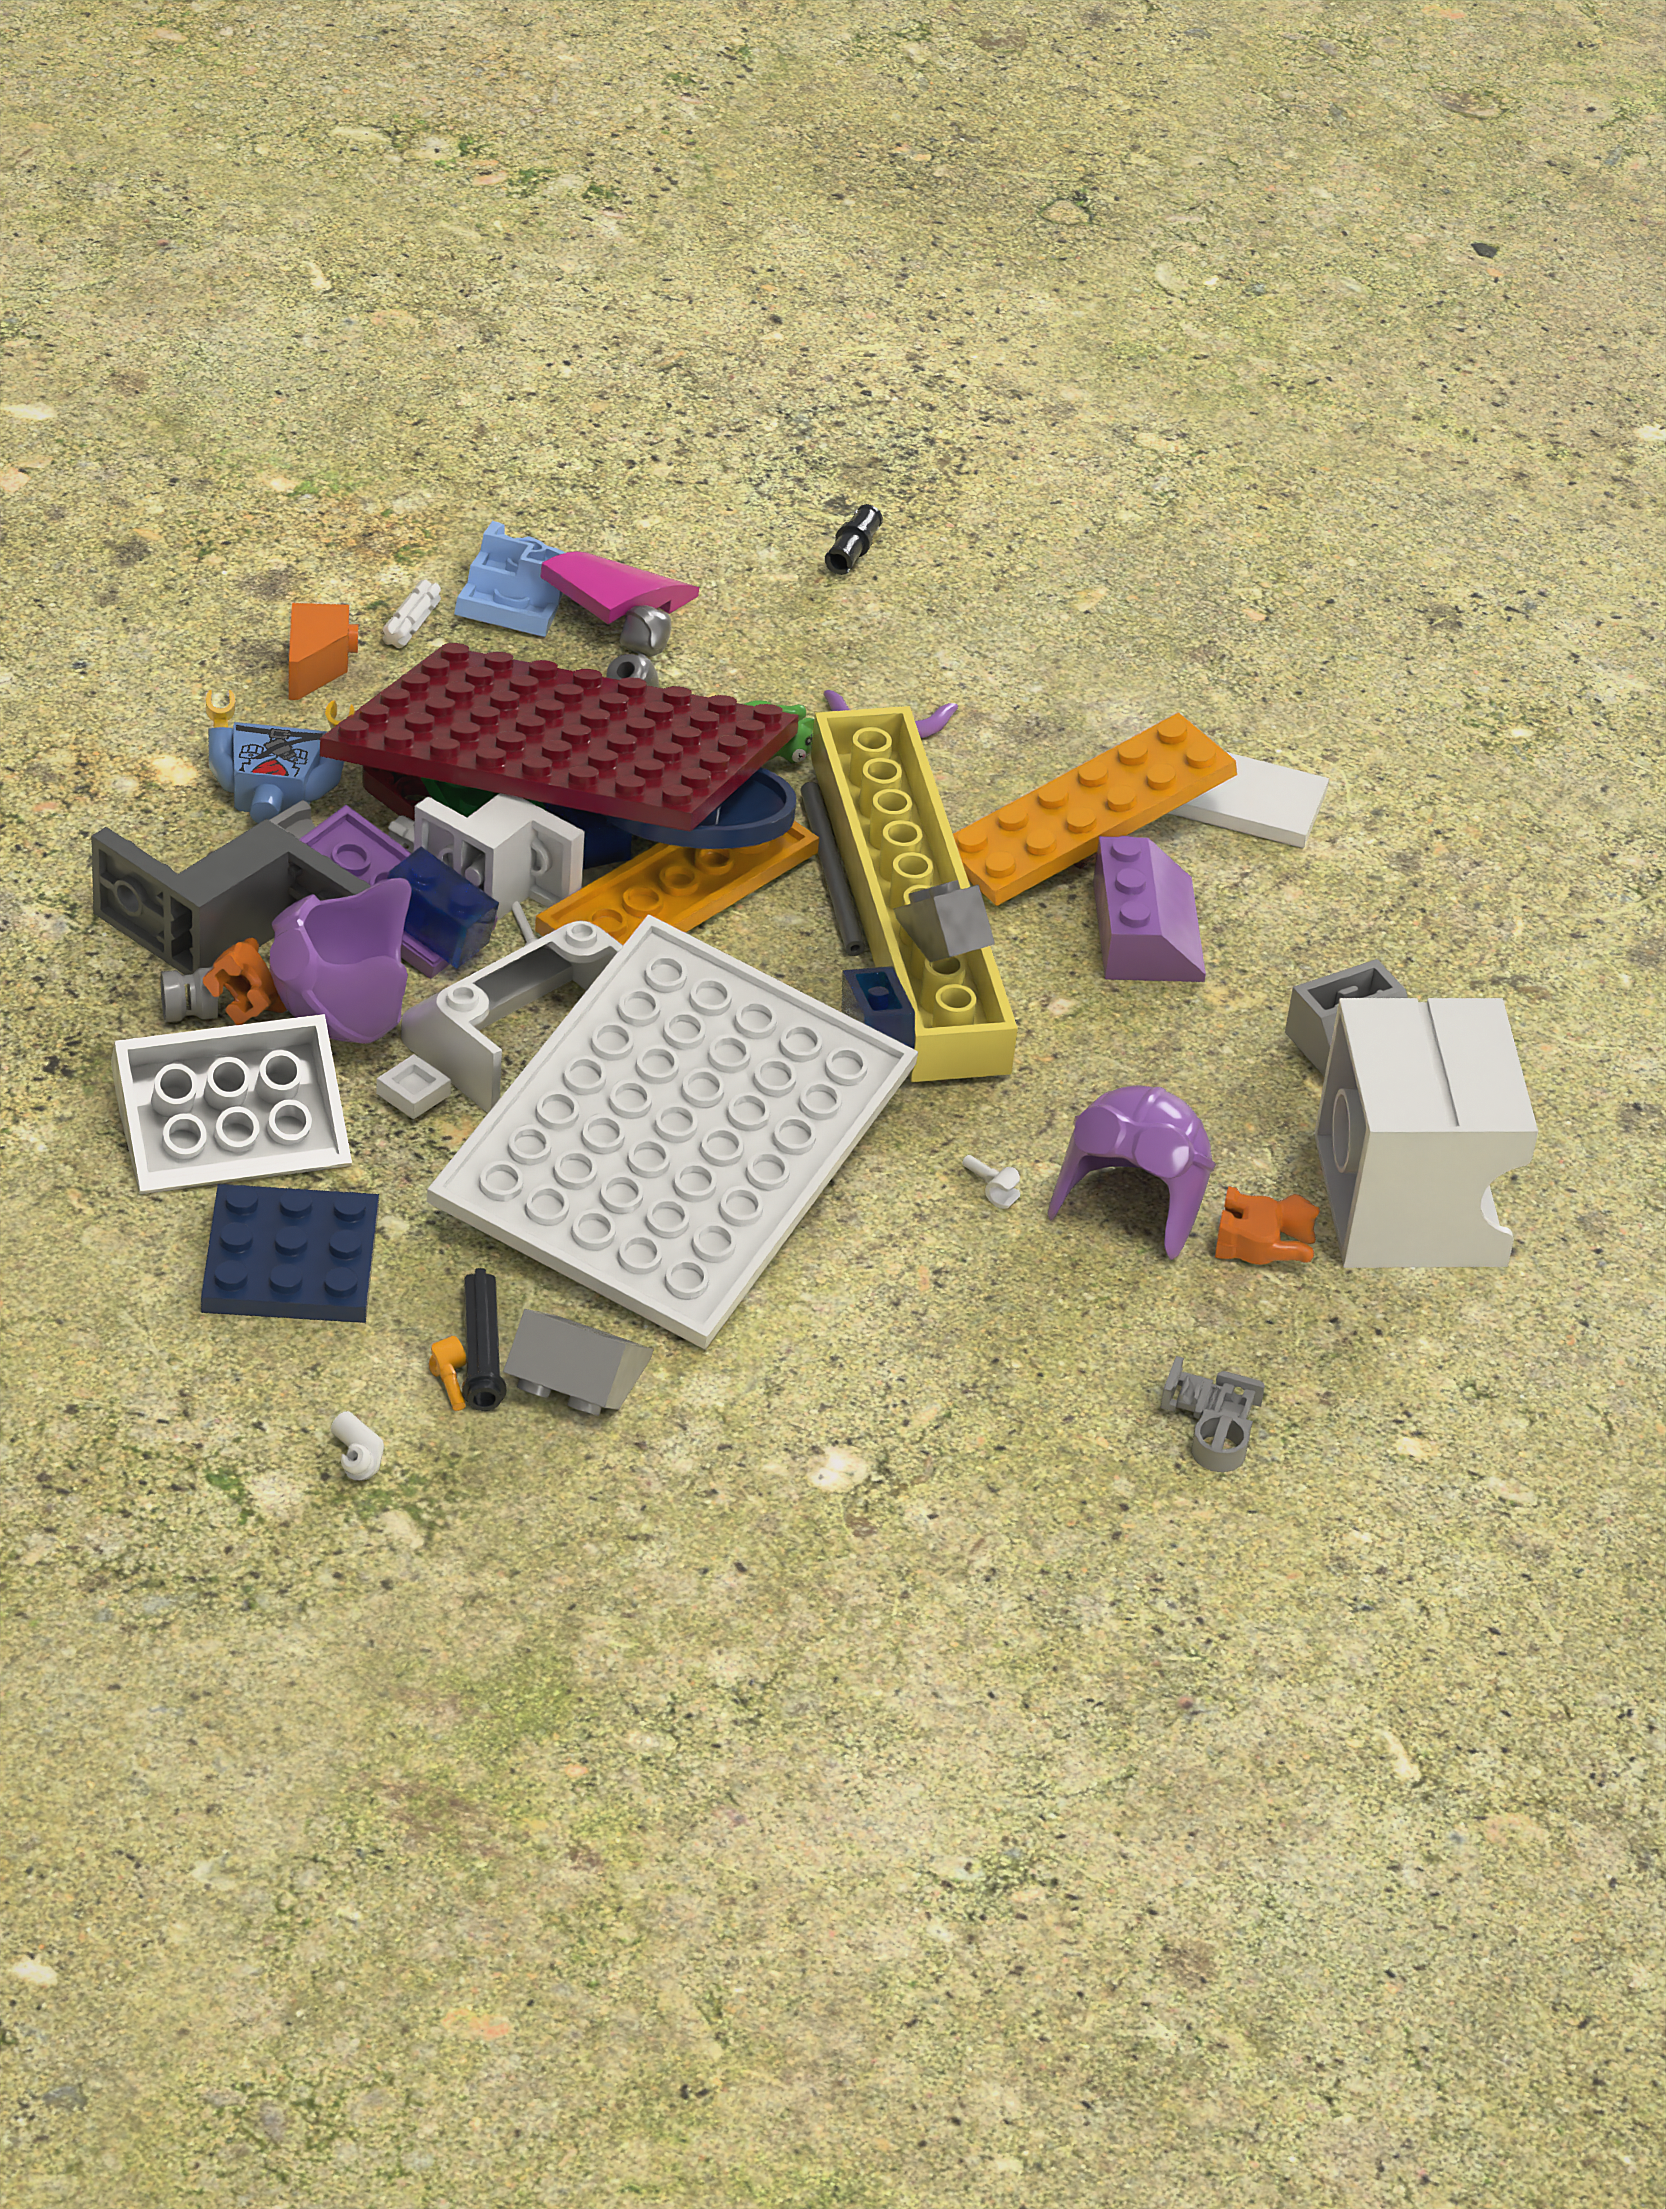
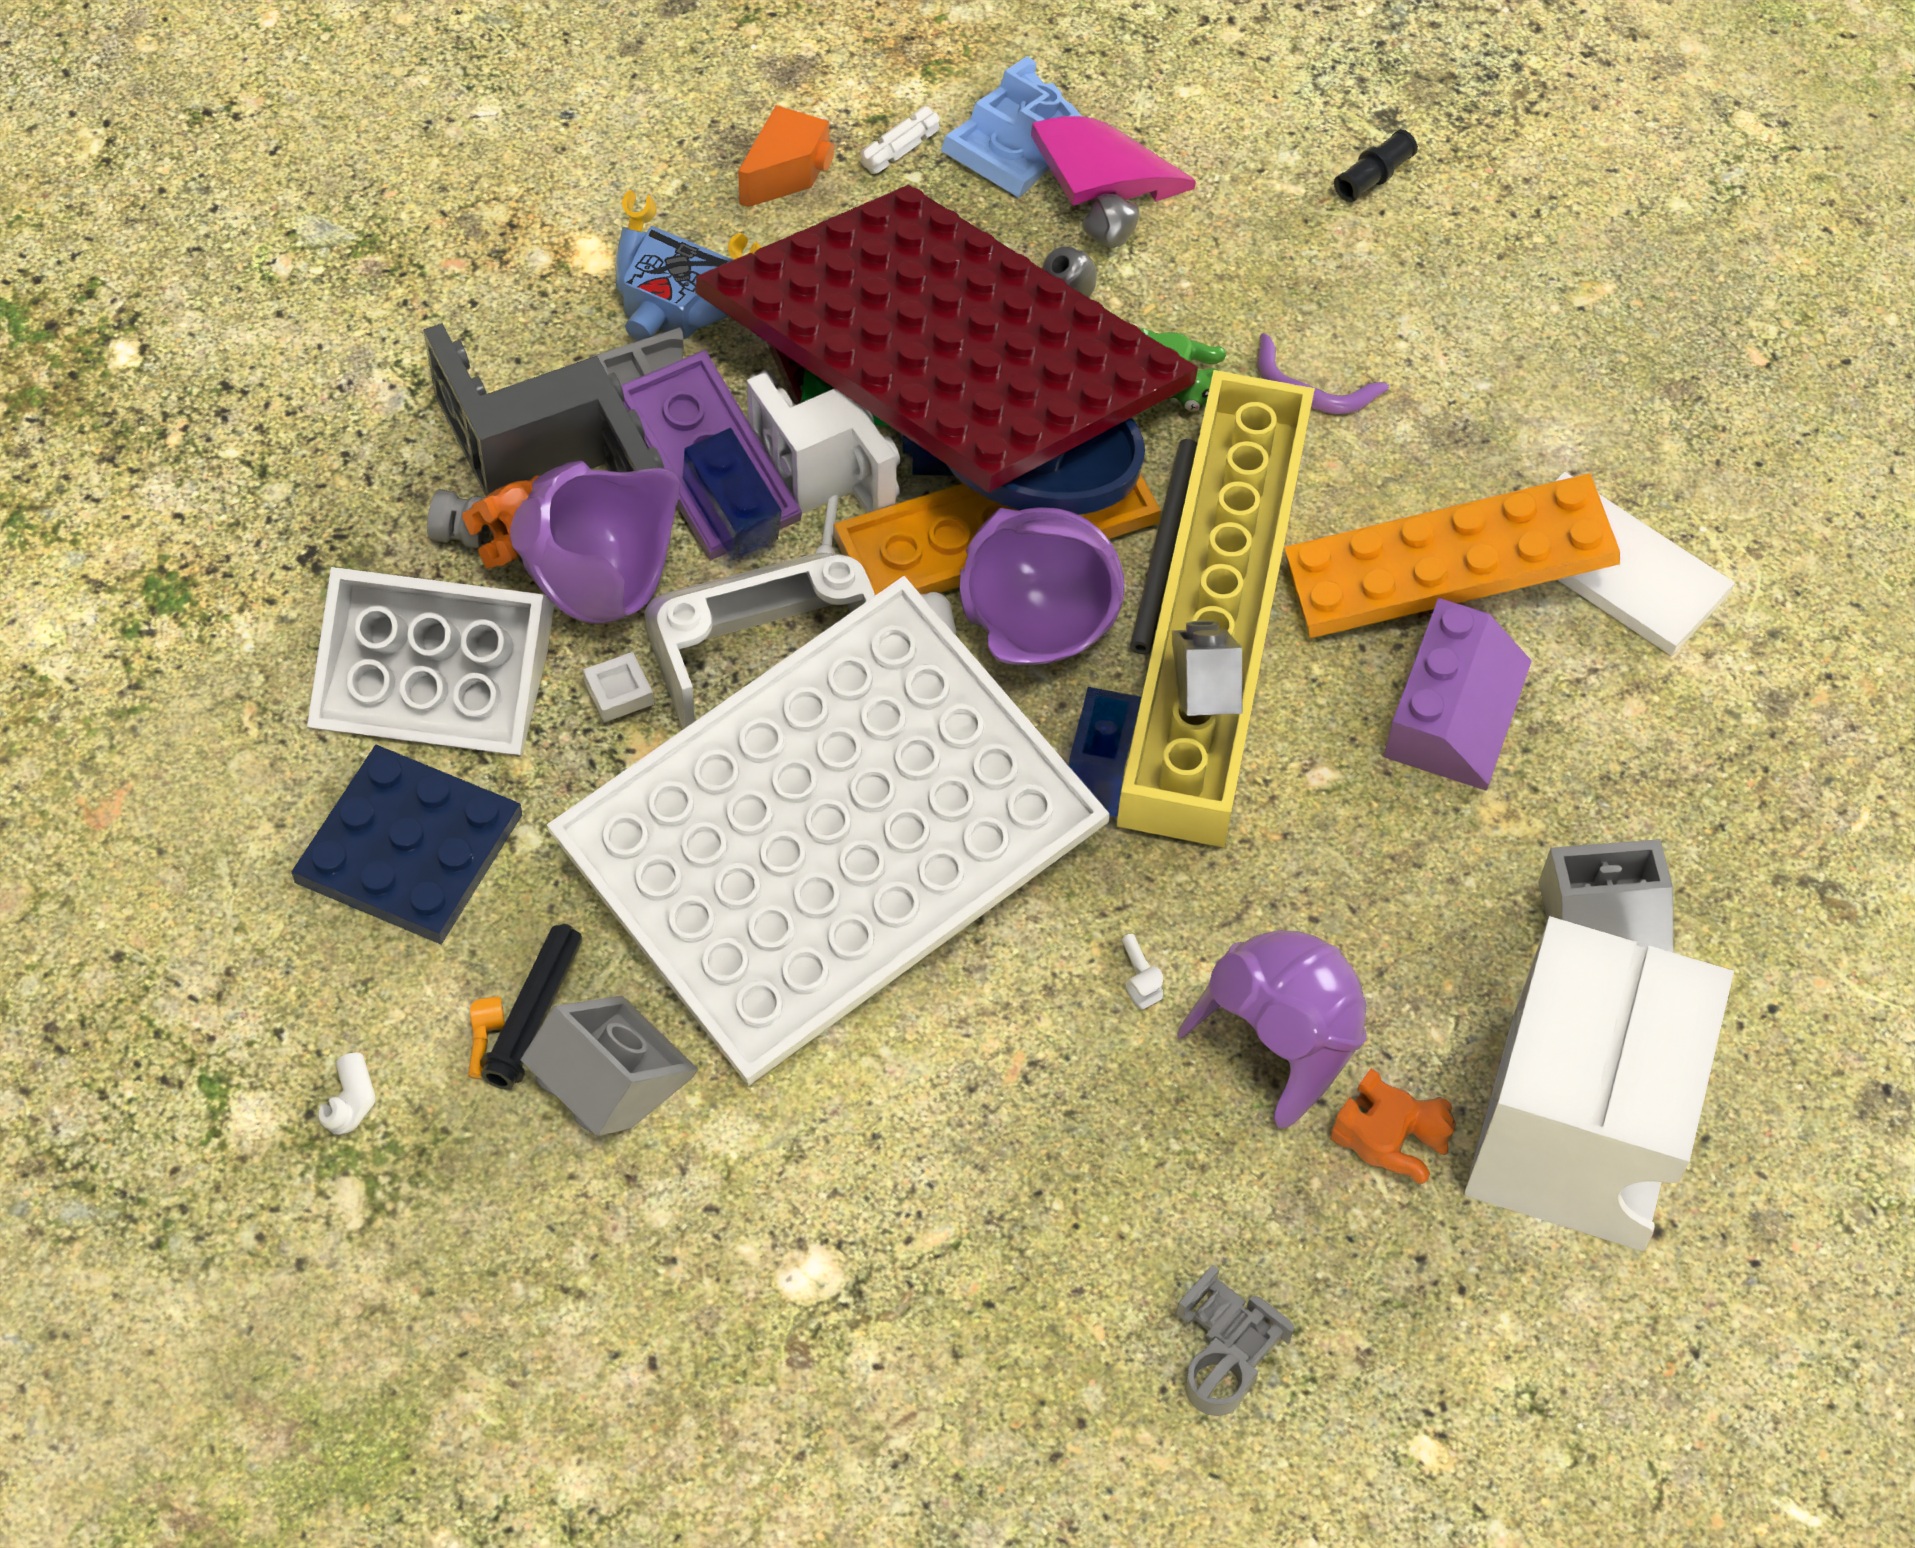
camera: 25 degrees right, 15 degrees up
(758, 901) = (1041, 584): none -> medium lavender piece

